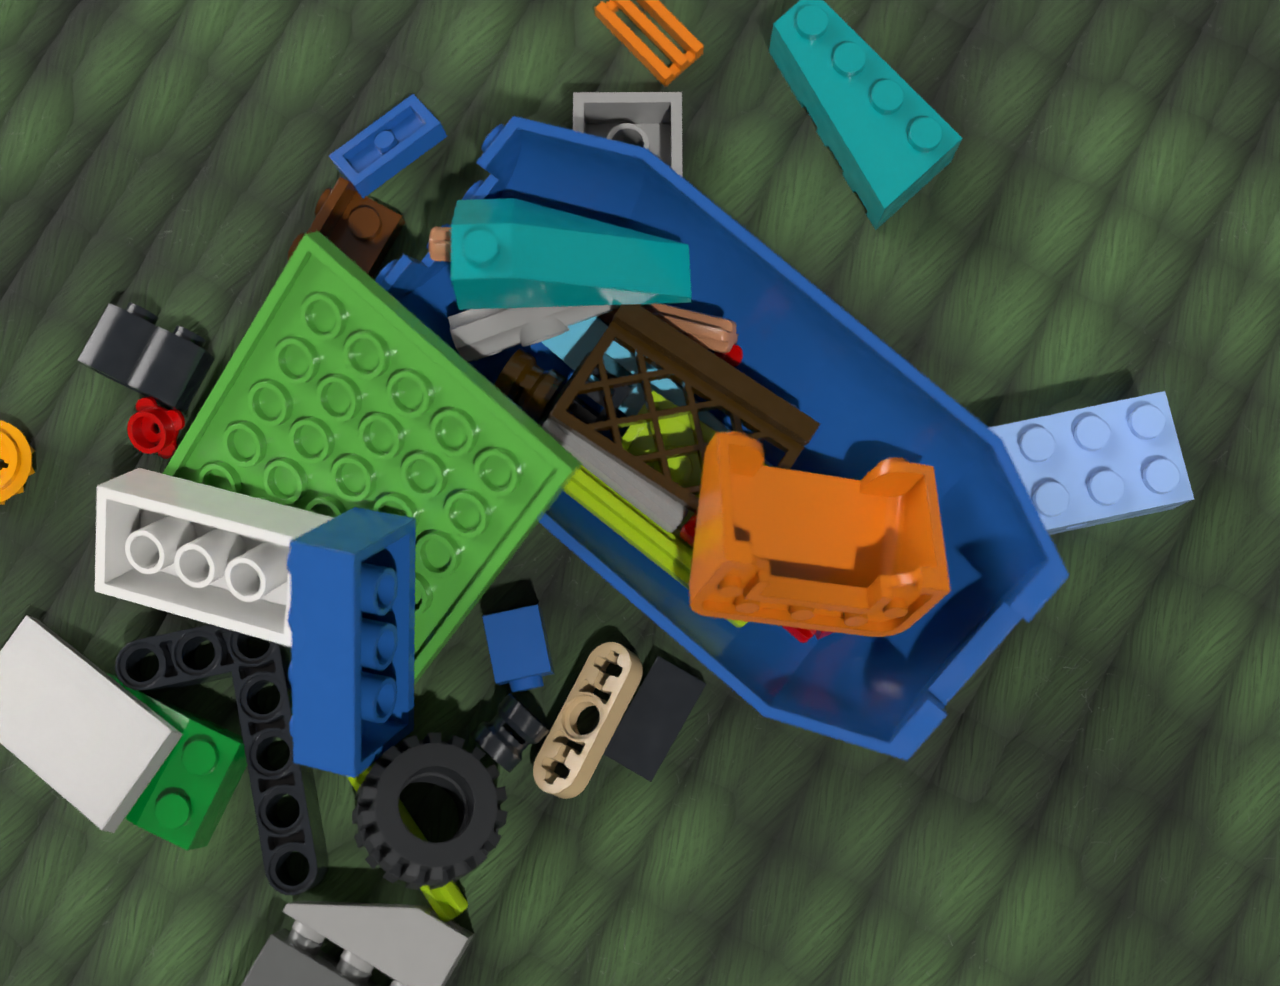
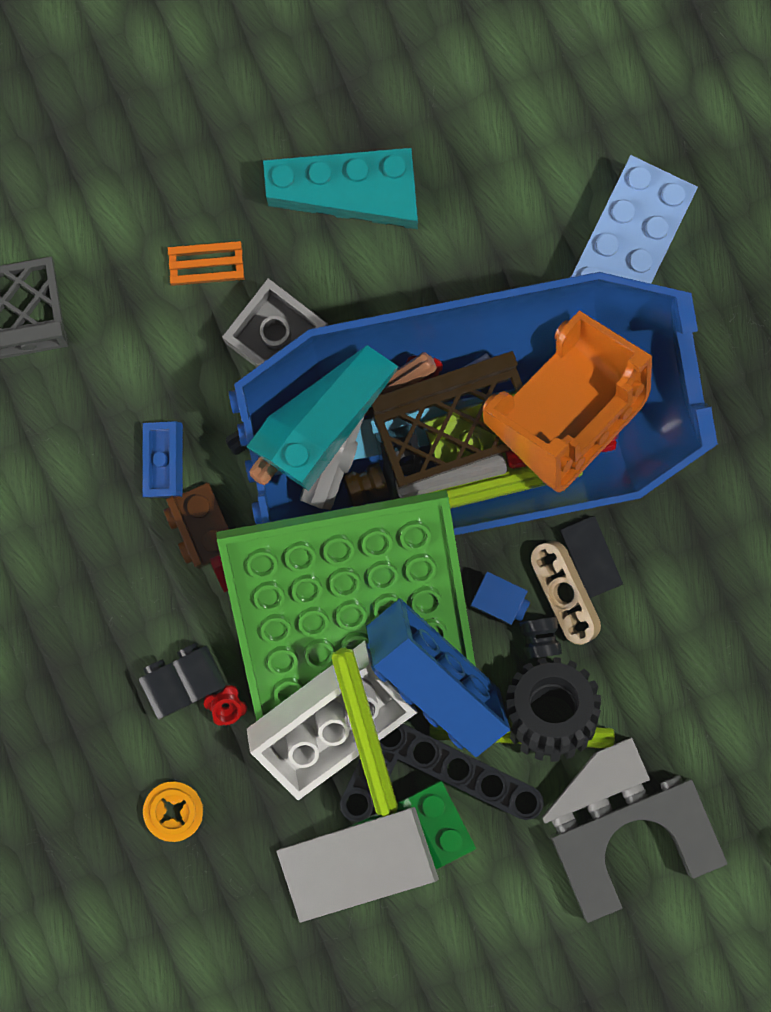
camera: 50 degrees left, 5 degrees up
(219, 597) = (364, 731): none -> lime axle

